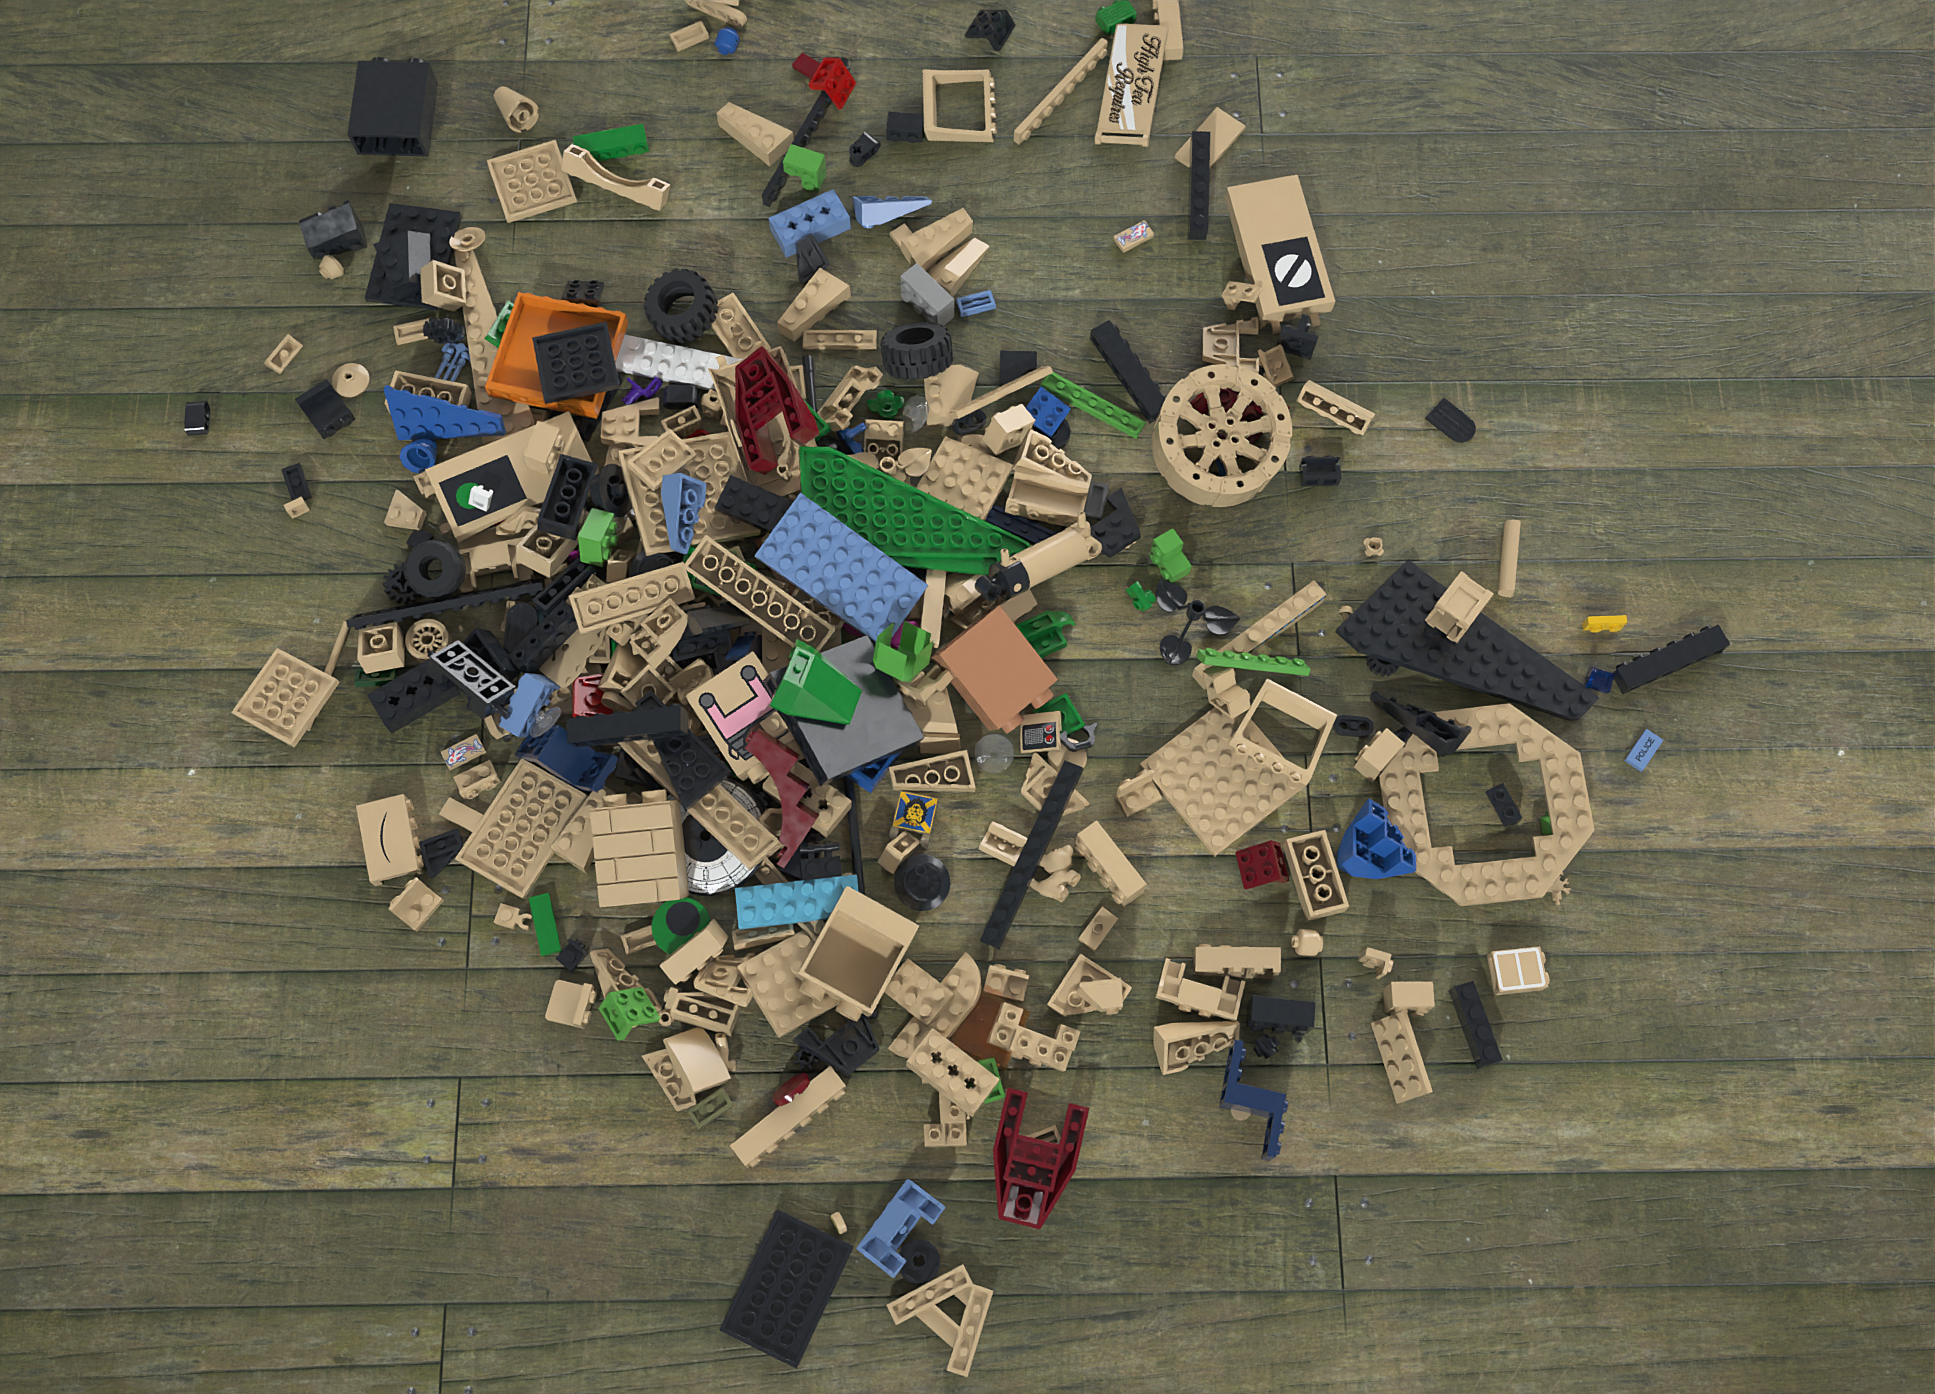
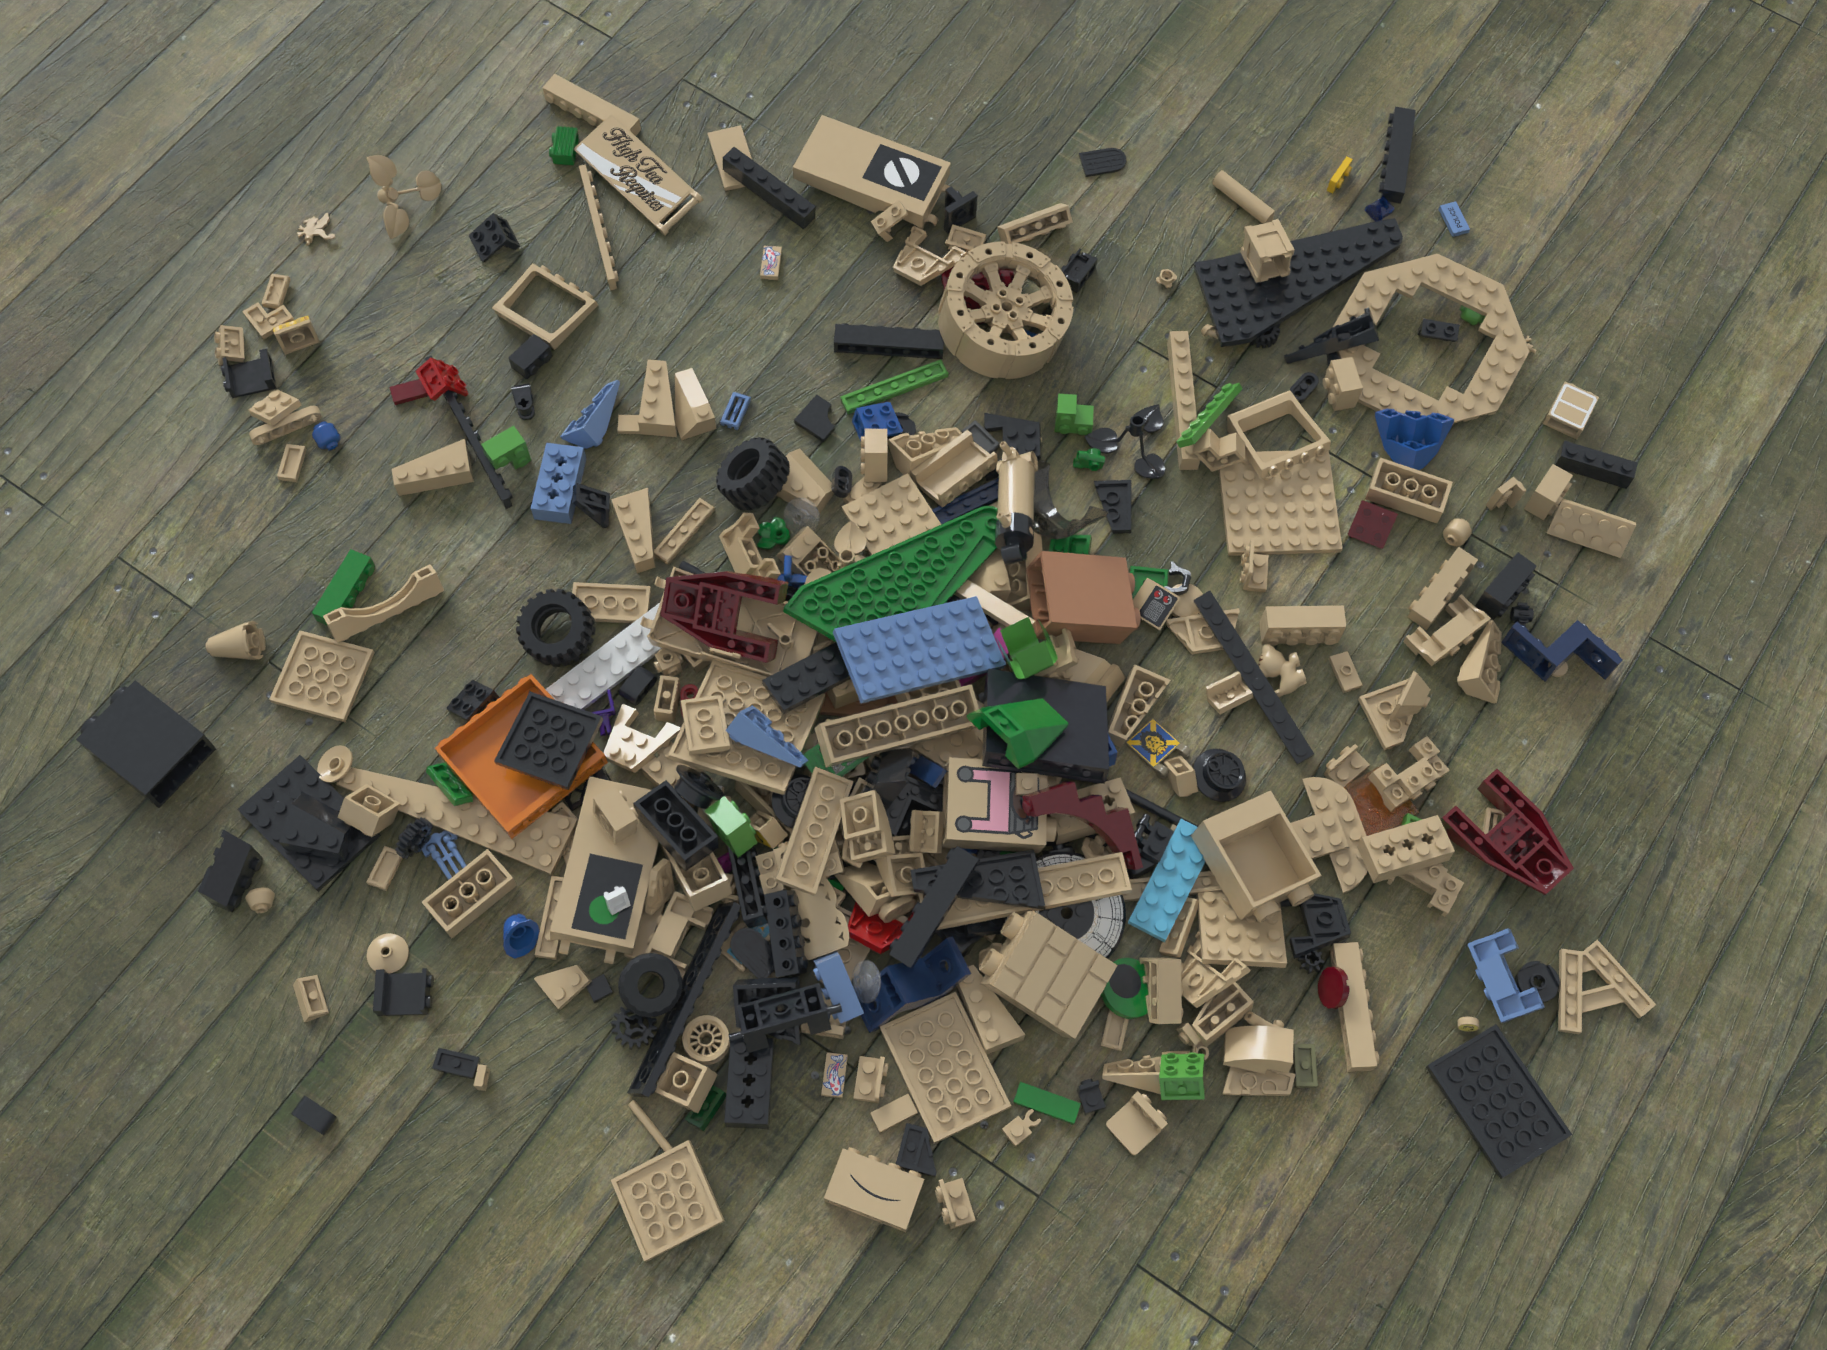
camera: 55 degrees left, 5 degrees down
(436, 418) = (495, 898): blue wing -> none
(926, 296) = (704, 438): light grey brick -> none
(994, 744) = (1145, 642): clear dish -> none
(1000, 392) = (836, 441): tan tile -> none
(1060, 594) = (1046, 517): none -> clear smoke windscreen
(1119, 643) = (1117, 501): none -> black wing

